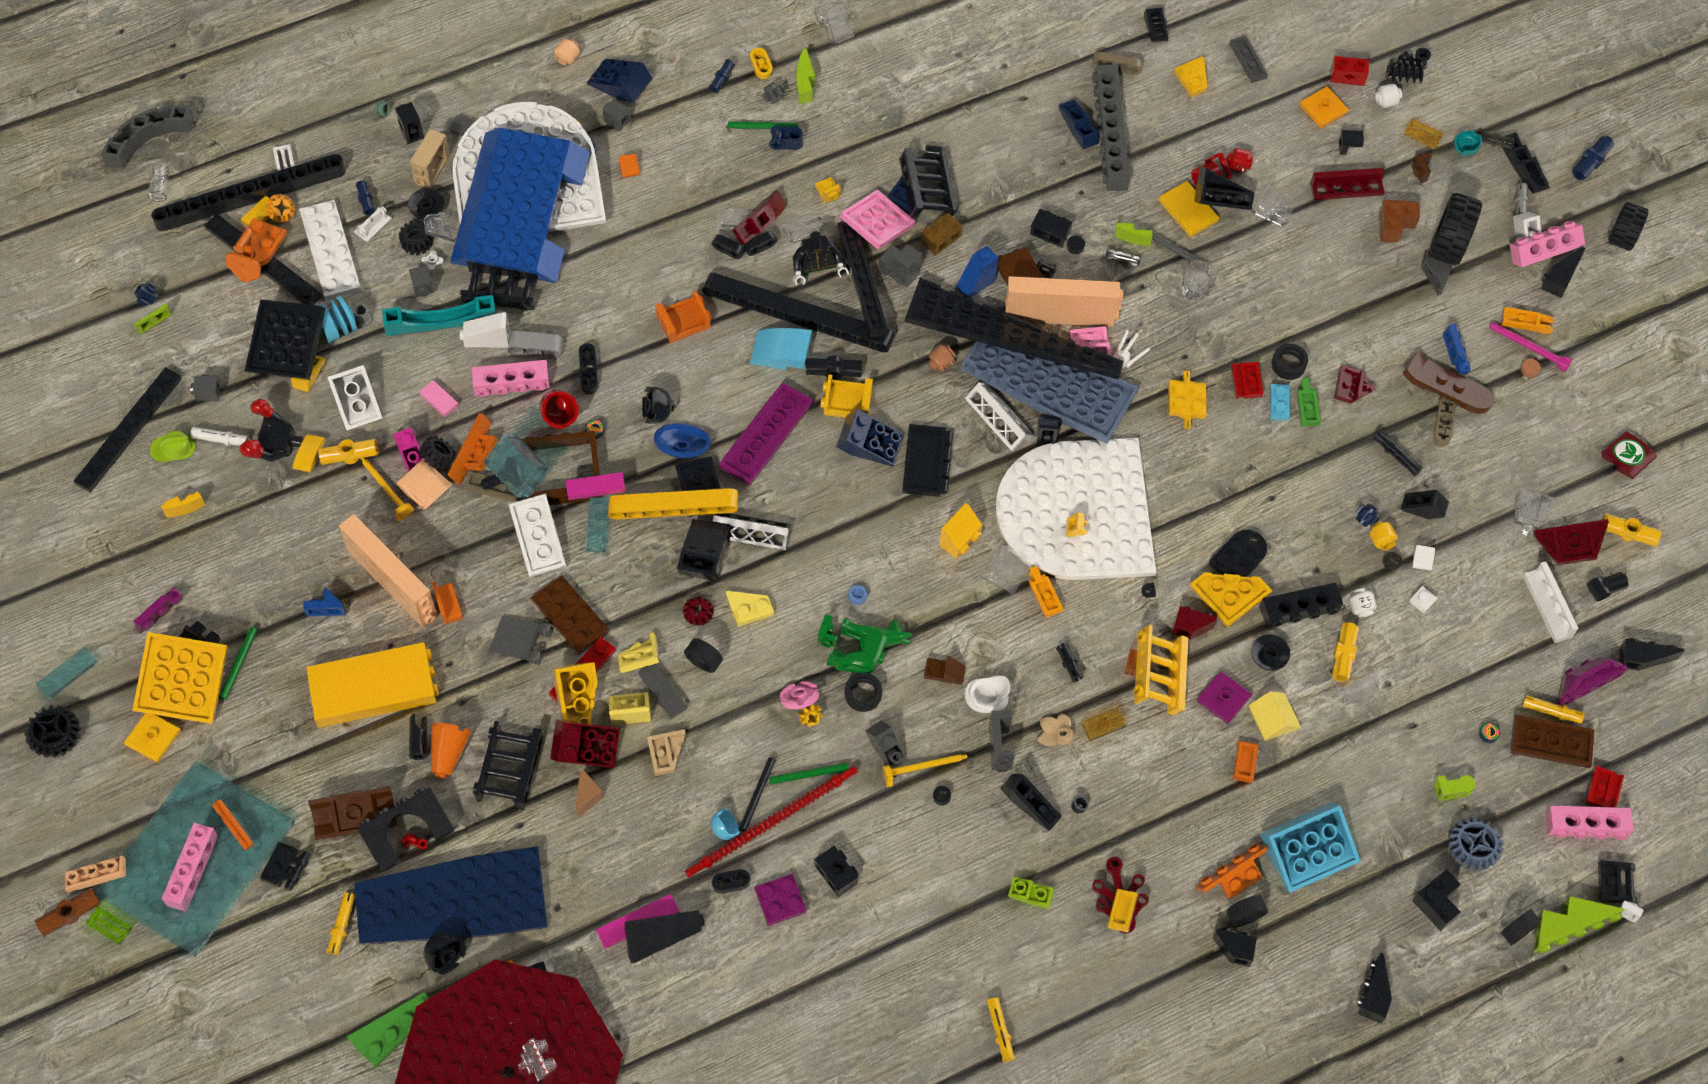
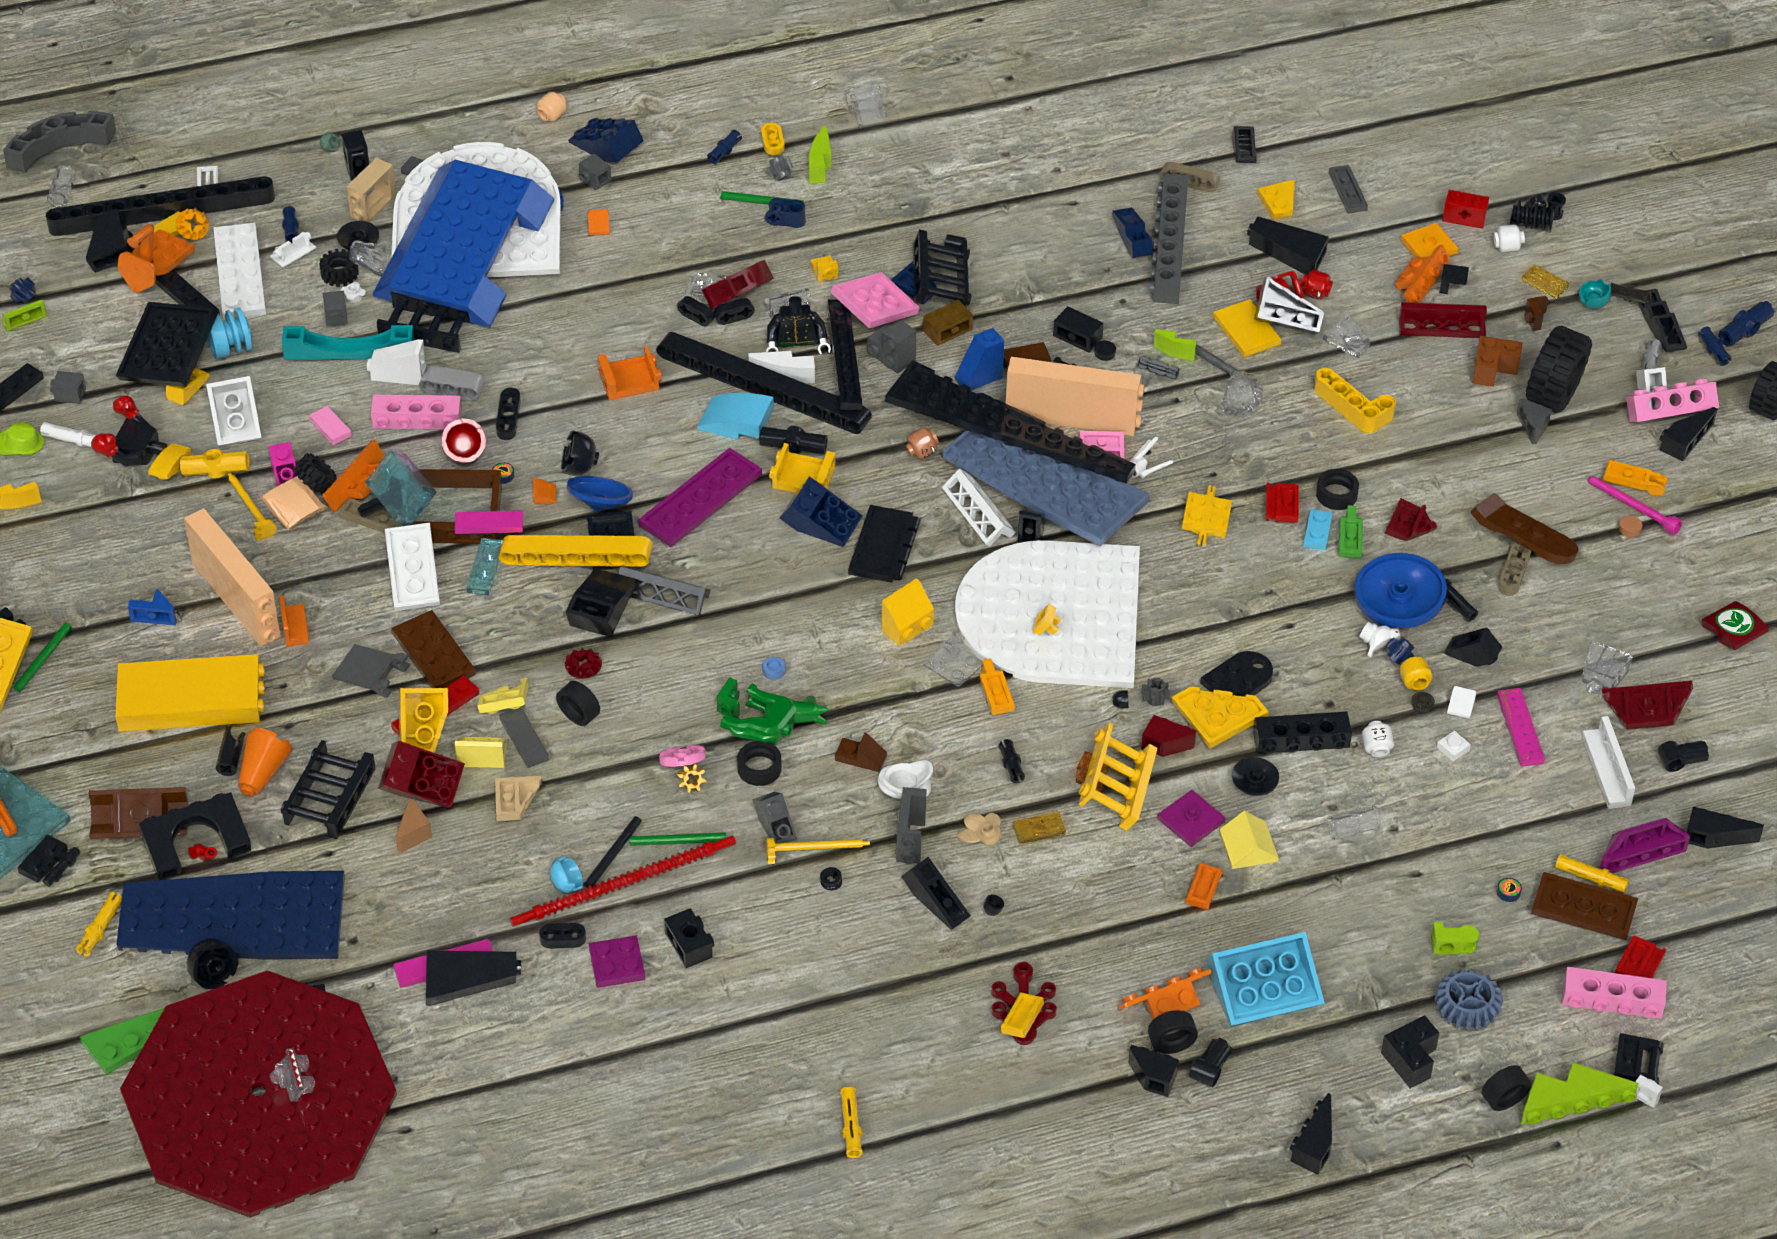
camera: 10 degrees right, 15 degrees down
(212, 236) = (108, 241): none -> black slope
(365, 319) = (260, 336): light grey piece -> none
(633, 444) = (543, 491): none -> orange slope
(749, 607) = (643, 666): light yellow wing -> none
(811, 293) = (798, 368): none -> white slope
(1031, 893) = (914, 988): lime slope -> none
(1176, 580) = (1155, 691): none -> dark grey gear
(1210, 122) = (1288, 244): none -> black slope
(1266, 261) = (1353, 405): none -> yellow beam
(1279, 936) = (1209, 1066): none -> black piece
(1322, 140) = (1422, 274): none -> orange bracket
(1345, 651) = (1347, 785): yellow piece -> none
(1347, 503) = (1378, 636): none -> white animal
(1358, 457) = (1400, 590): none -> blue dish
(1456, 350) = (1541, 498): blue hinge -> none
(1473, 574) = (1520, 727): none -> dark pink tile
(1571, 183) = (1714, 346): none -> dark blue pin
(1639, 532) = (1723, 700): yellow piece -> none

